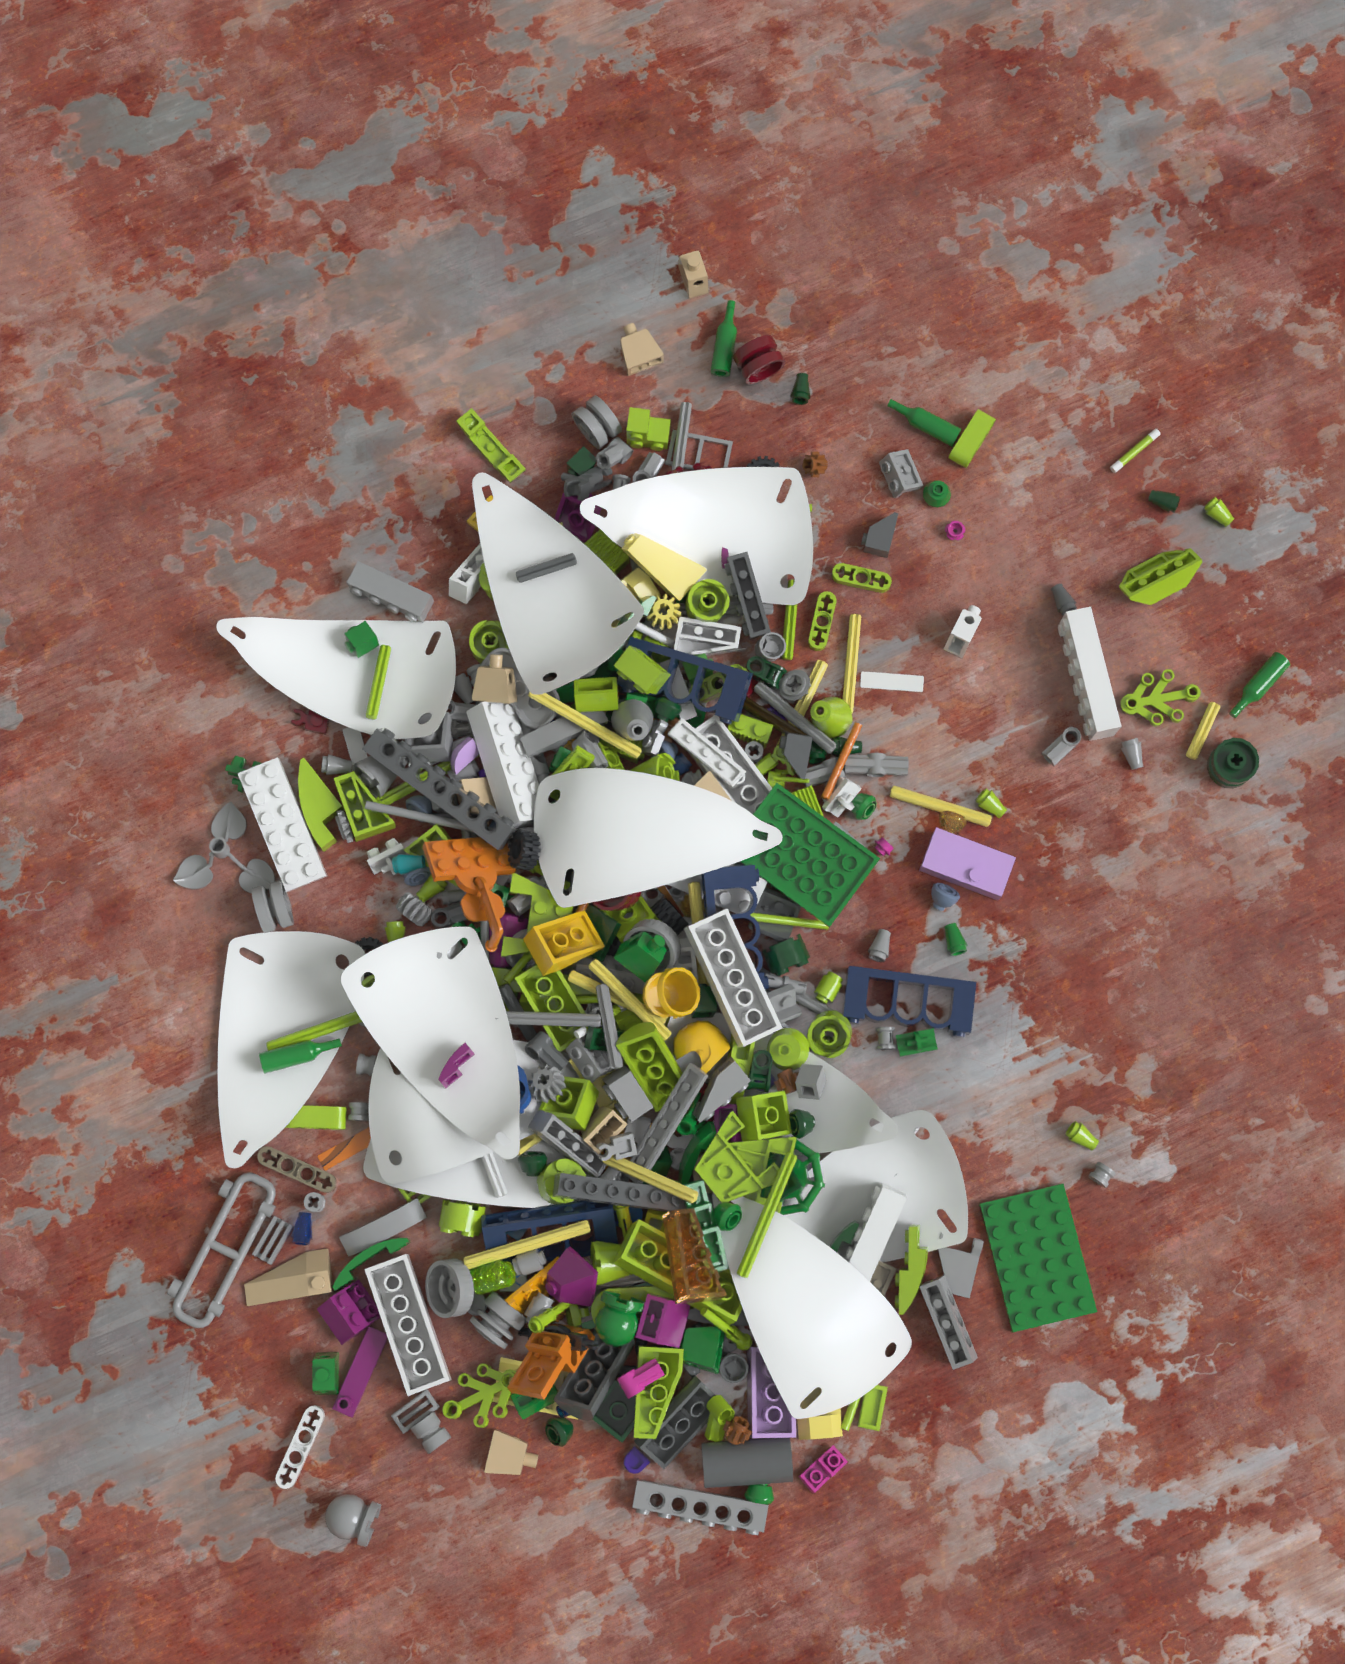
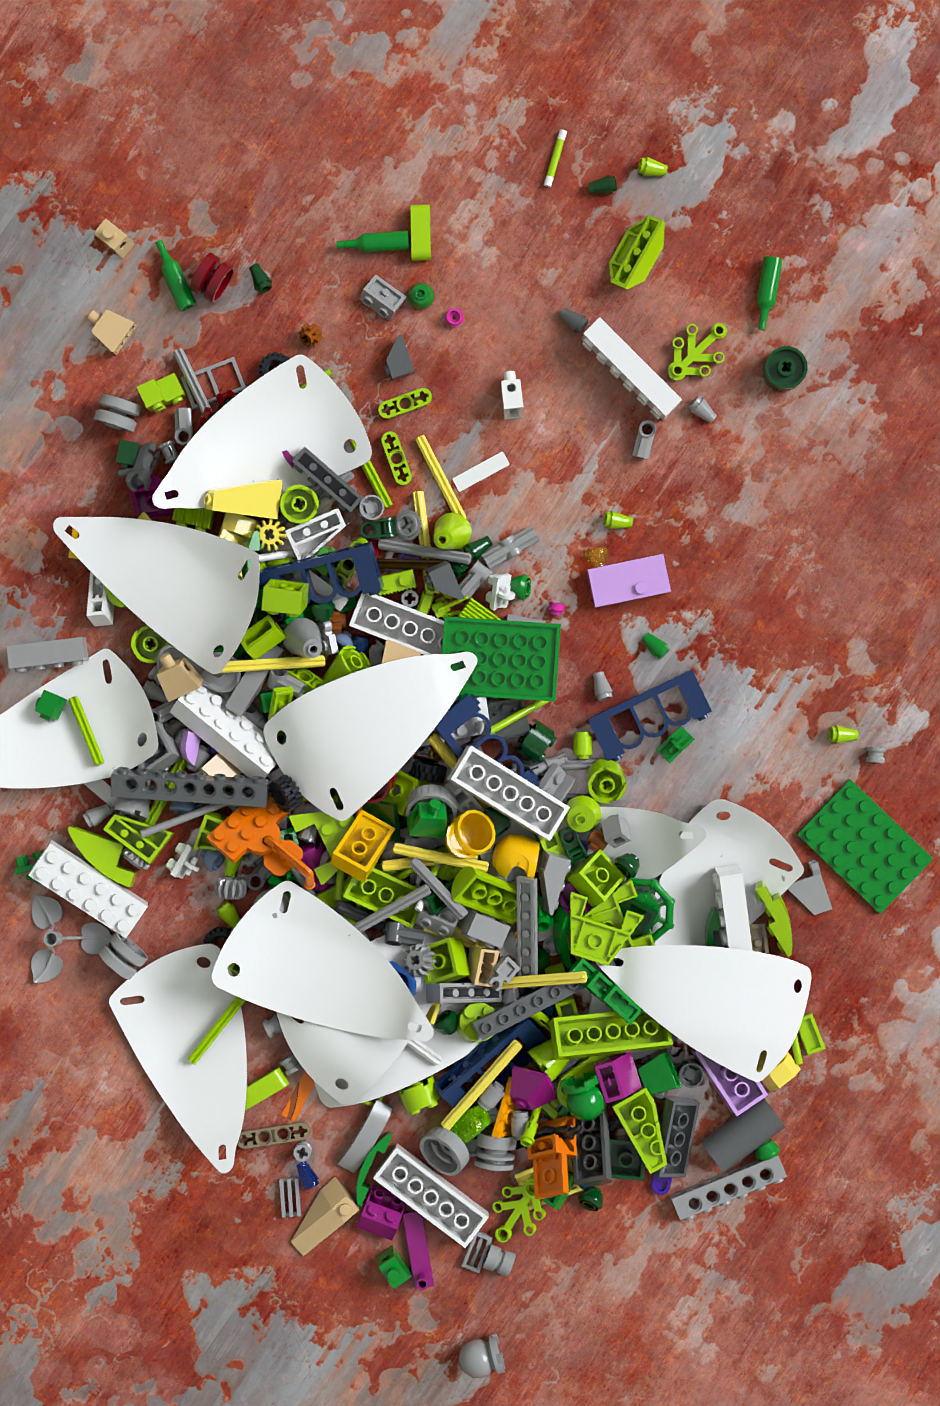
camera: 30 degrees left, 10 degrees up
(180, 1289) = (246, 1276): light grey bar -> none
(294, 1054) = (214, 1054): green piece -> none
(297, 1445) = (409, 1330): white beam -> none
(313, 721) = (56, 793): dark red plate -> none
(406, 863) = (203, 858): teal cone -> none
(450, 1071) = (342, 997): magenta slope -> none
(490, 446) = (46, 484): lime slope -> none
(508, 1455) = (565, 1239): tan torso -> none
(546, 567) = (157, 562): dark grey axle -> none
(616, 452) = (148, 426): light grey piece -> none
(636, 1380) = (626, 1133): dark pink piece -> none
(689, 1259) = (611, 1024): clear orange wedge -> none
(706, 753) = (375, 625): white tile -> none
(720, 1412) = (703, 1116): lime piece -> none
(727, 1215) = (617, 972): green cone -> none
(737, 1430) = (722, 1117): dark orange gear -> none
(742, 1340) = (674, 1051): lime pin -> none
(766, 1215) = (646, 953): lime axle -> none
(822, 1469) = (801, 1101): dark pink slope -> none
(841, 761) = (482, 563): orange bar -> none
(885, 1038) = (649, 755): light grey bush -> none
(939, 805) = (579, 547): light yellow axle -> none
(944, 896) = (626, 617): sand blue brick -> none
(948, 1322) = (828, 938): light grey brick -> none
(1203, 730) = (745, 355): light yellow axle -> none

